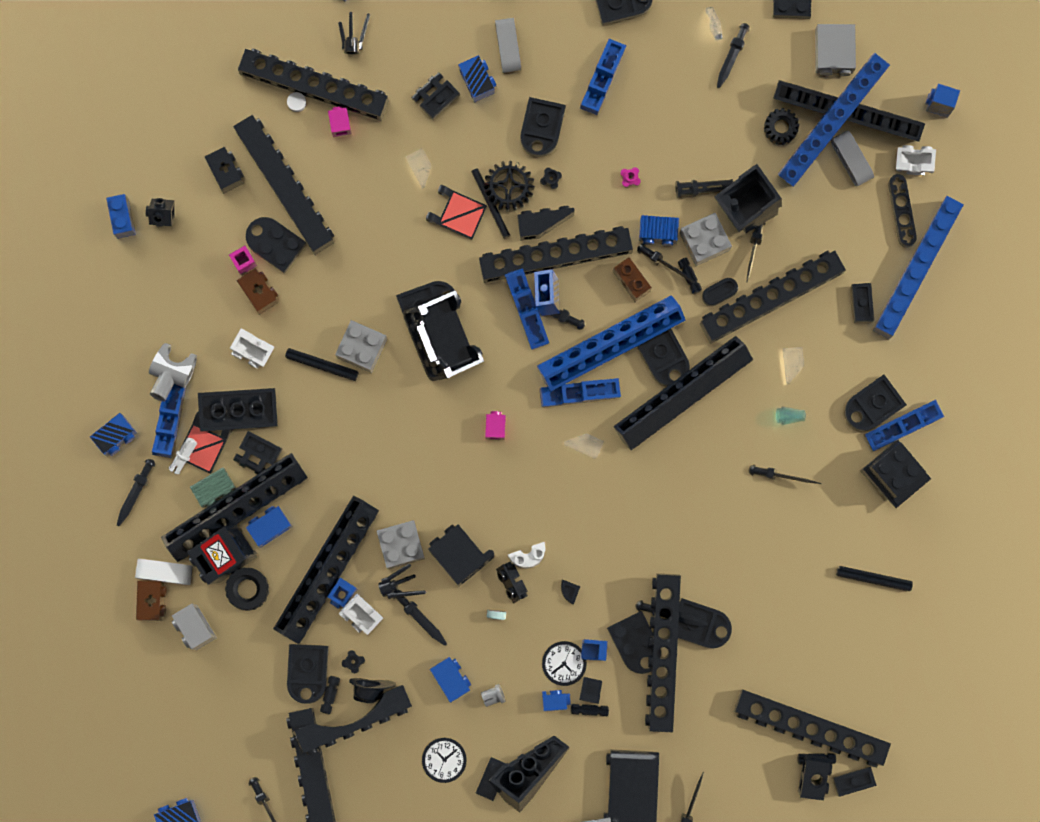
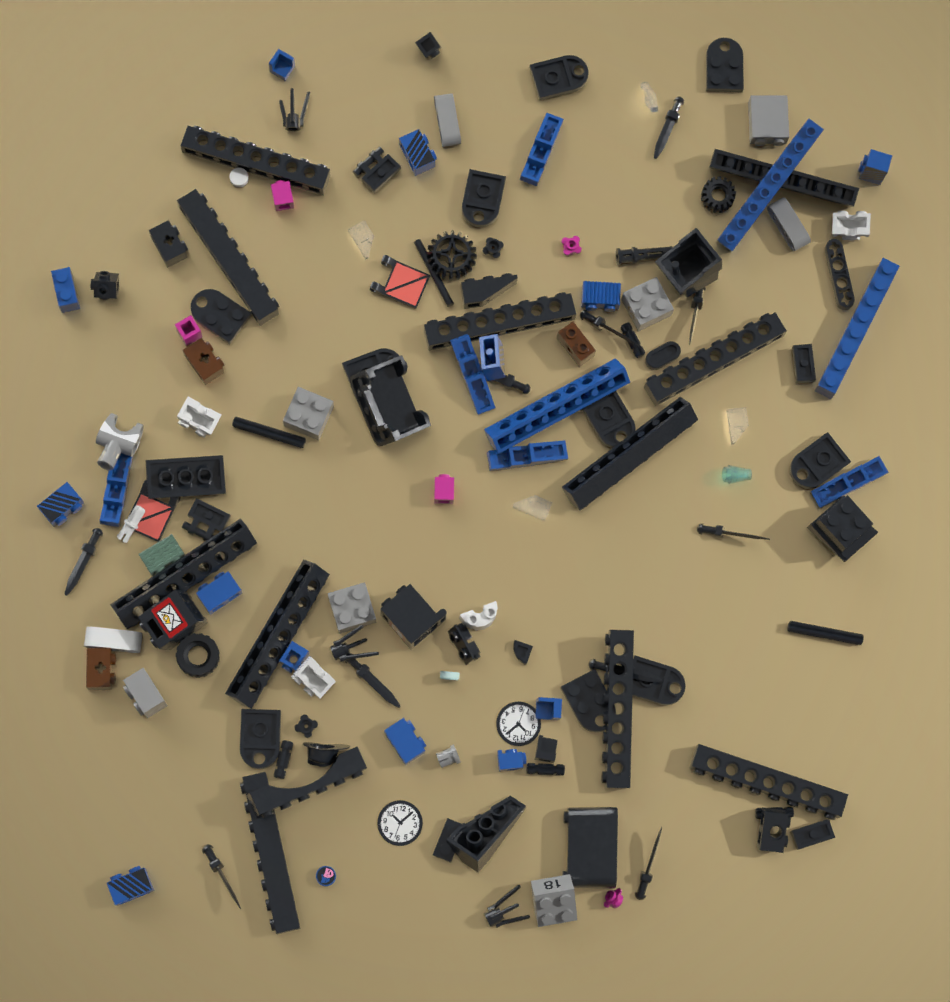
camera: 10 degrees left, 5 degrees down
(369, 811) = (326, 876): none -> tile

